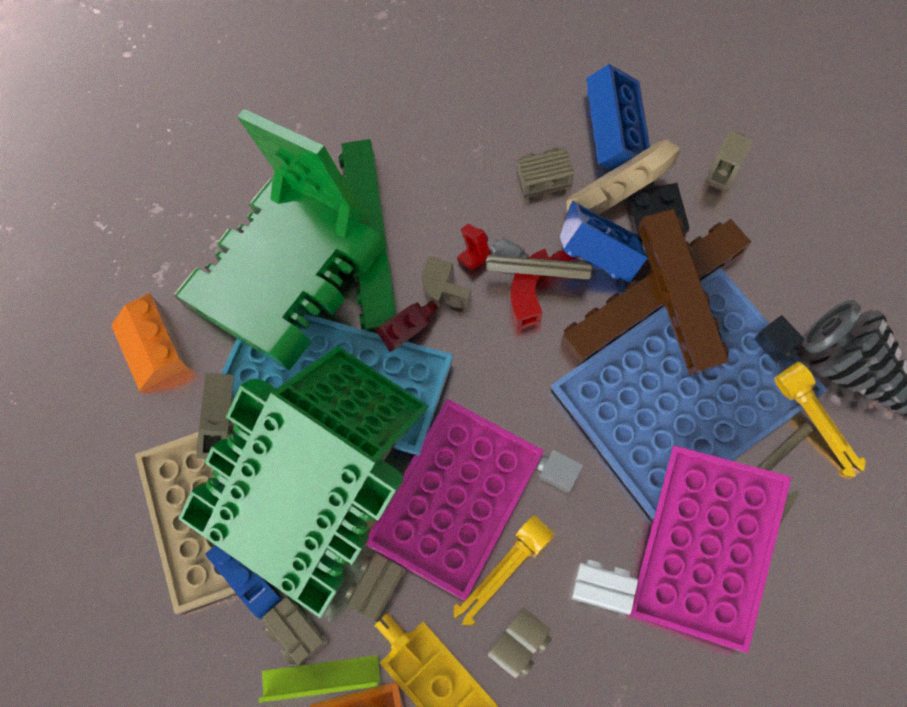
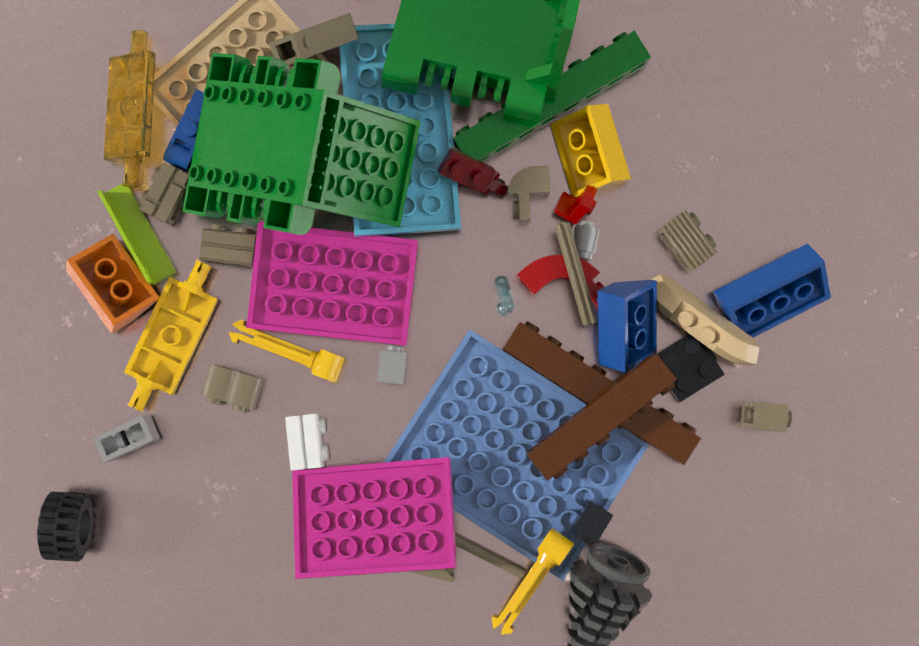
camera: 60 degrees right, 15 degrees up
(192, 632) = (130, 108): none -> clear yellow plate
(428, 220) = (590, 149): none -> yellow slope
(532, 343) = (505, 295): none -> clear light blue arm

